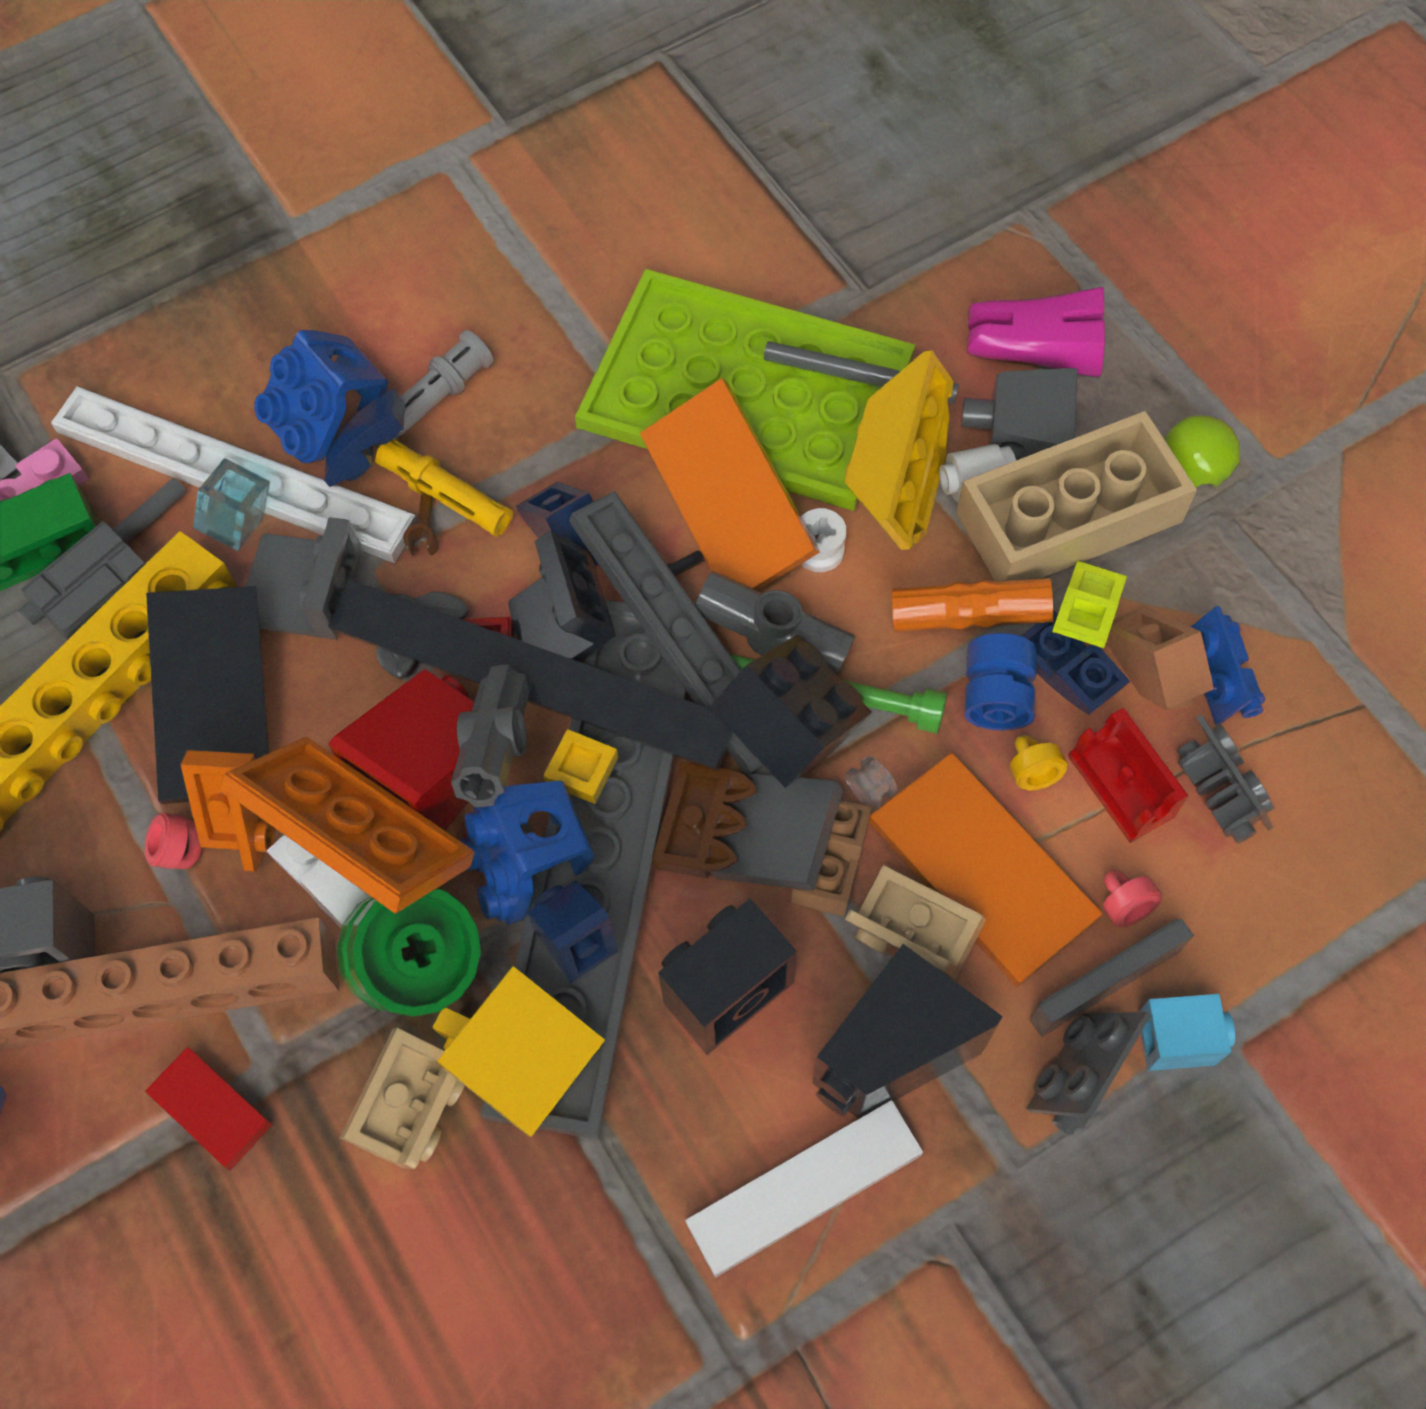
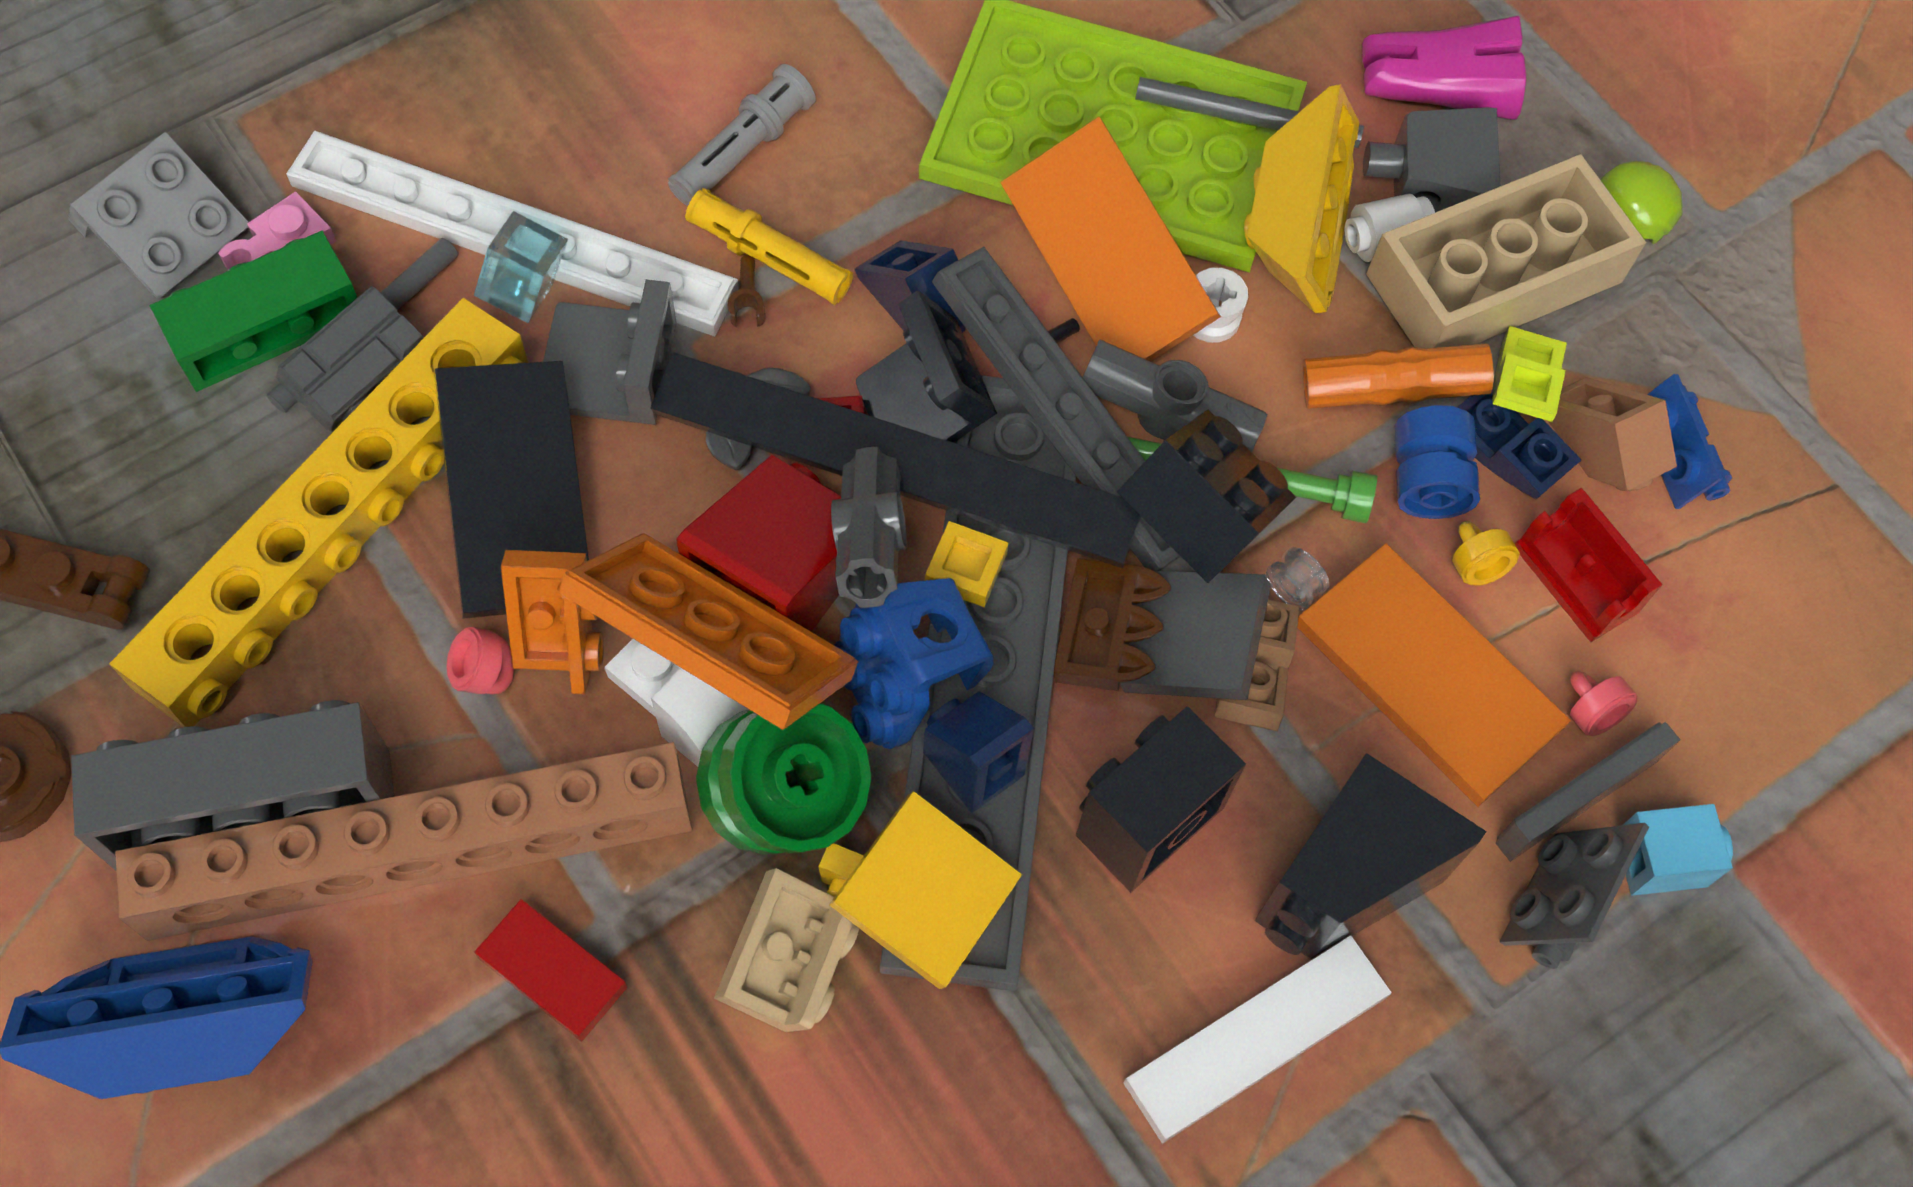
camera: 10 degrees left, 0 degrees up
(309, 390) = (605, 134): blue piece -> none
(353, 447) = (658, 203): dark blue slope -> none
(918, 917) = (1348, 721): tan bracket -> none
(1218, 755) = (1728, 576): dark grey hinge -> none

